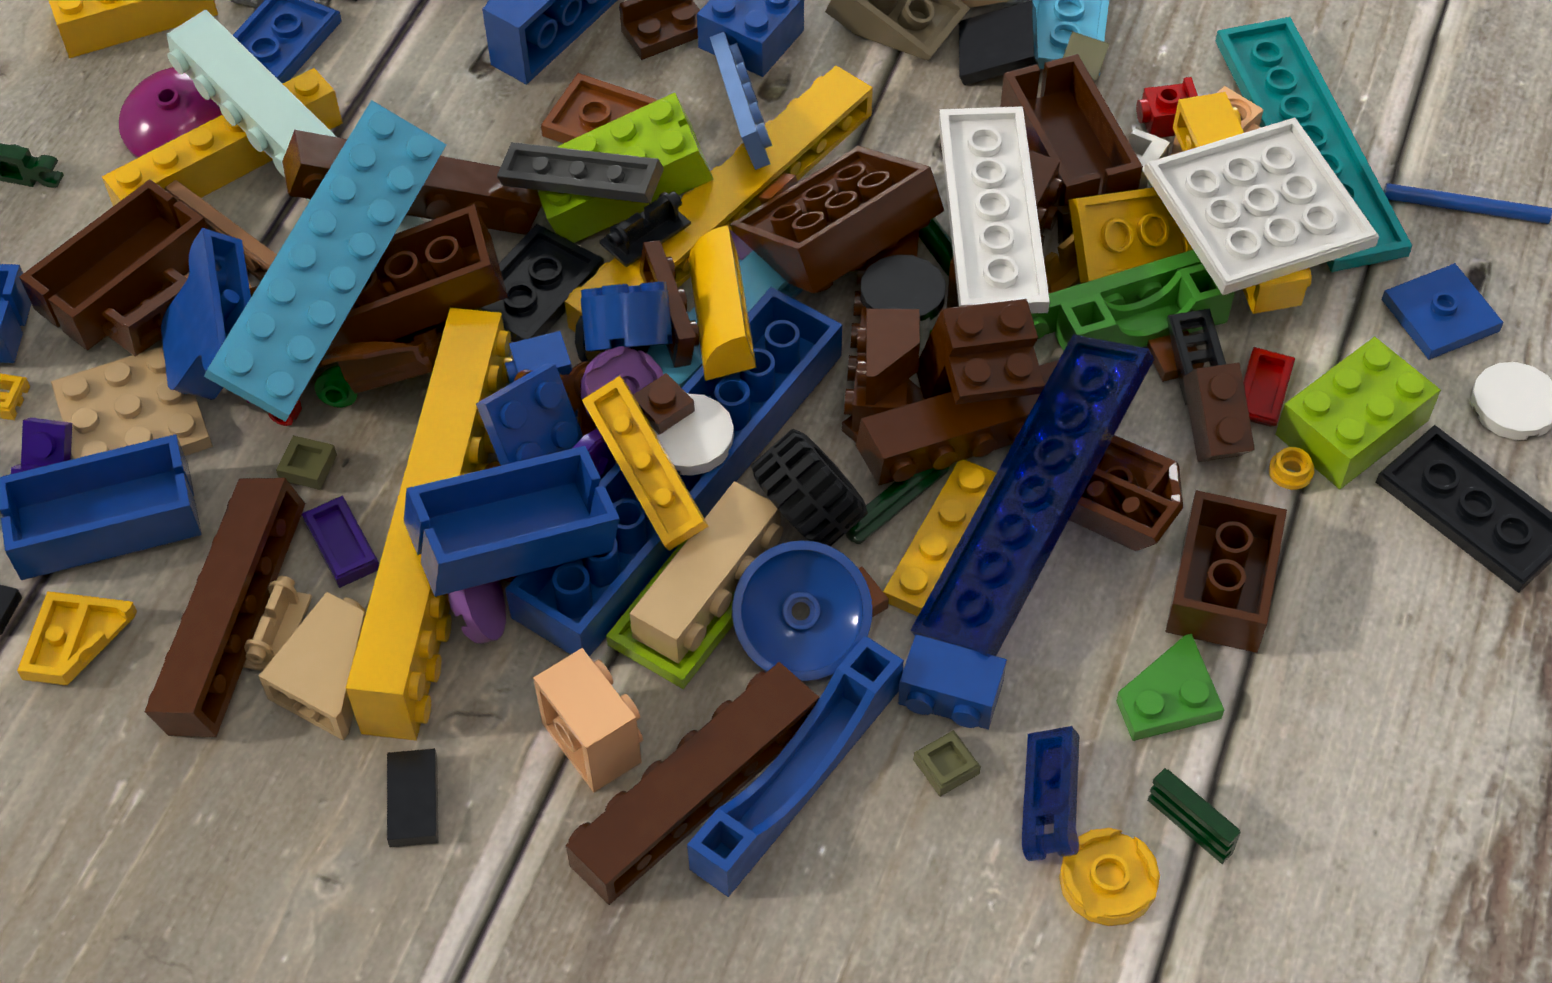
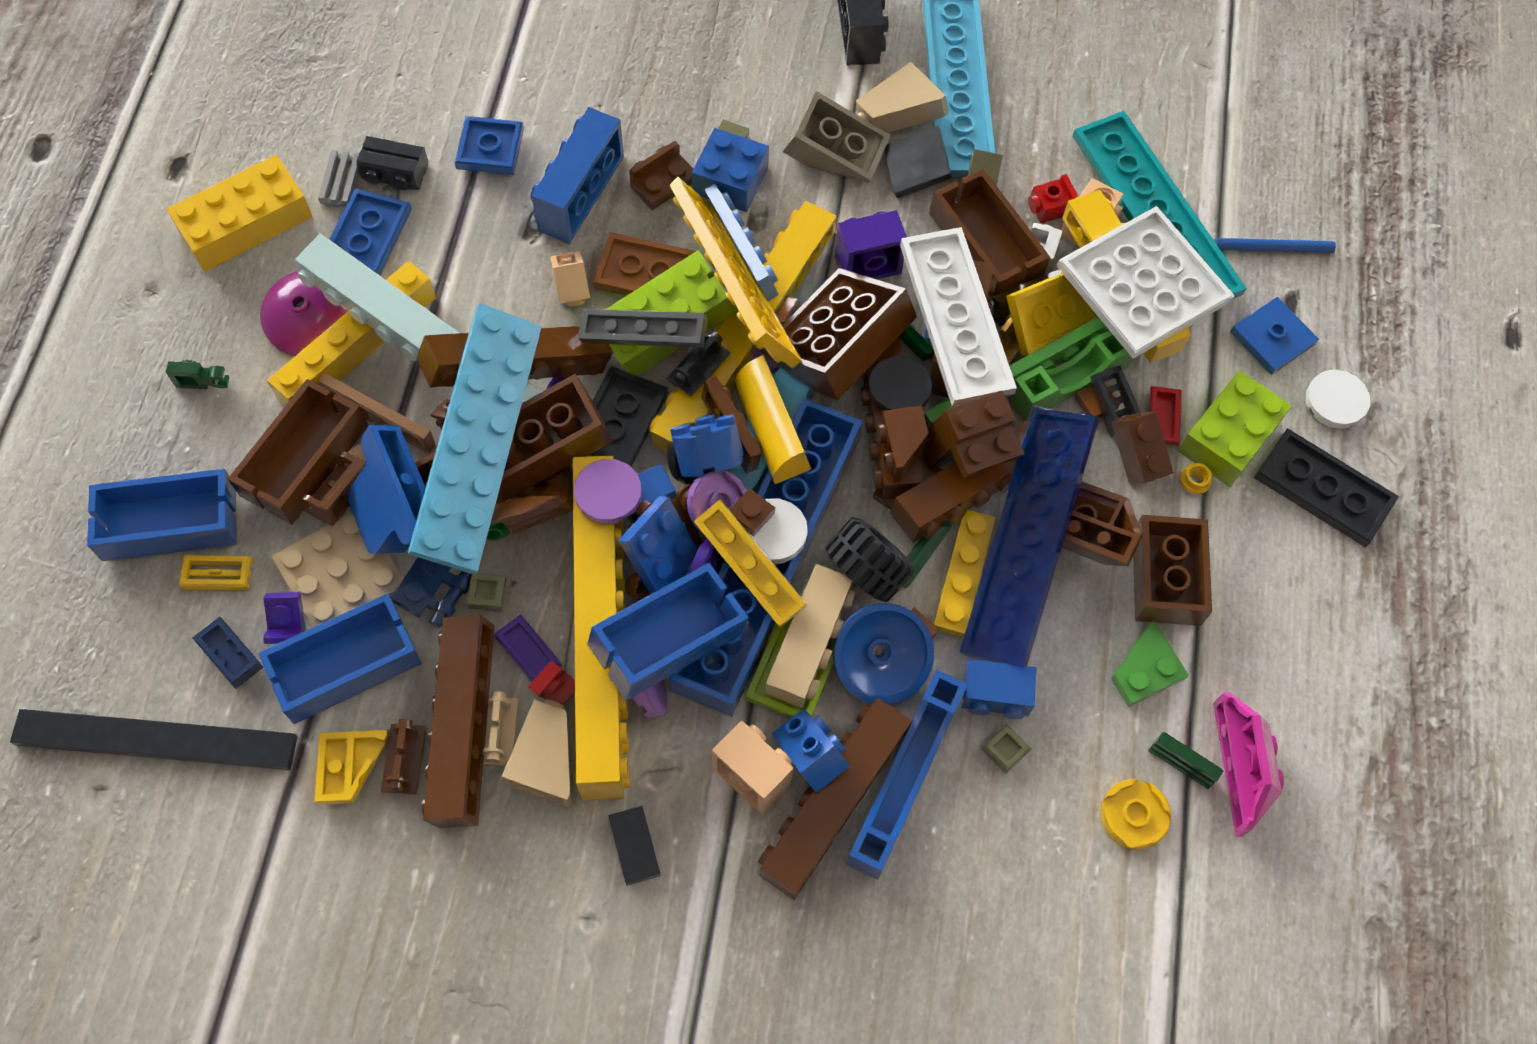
camera: 15 degrees left, 10 degrees up
(146, 640) = (403, 758): none -> reddish brown hinge
(230, 437) = (421, 584): none -> dark blue plate
(352, 575) = (553, 684): none -> red bracket
(482, 350) = (608, 491): none -> medium lavender tile
(512, 118) = (570, 278): none -> light nougat slope
(673, 708) = (811, 751): none -> blue brick
(717, 135) = (734, 275): none -> yellow plate
(906, 121) = (871, 245): none -> dark purple brick
(1051, 793) = (1085, 761): clear blue plate -> none
(1284, 833) = (1248, 761): none -> dark pink wedge

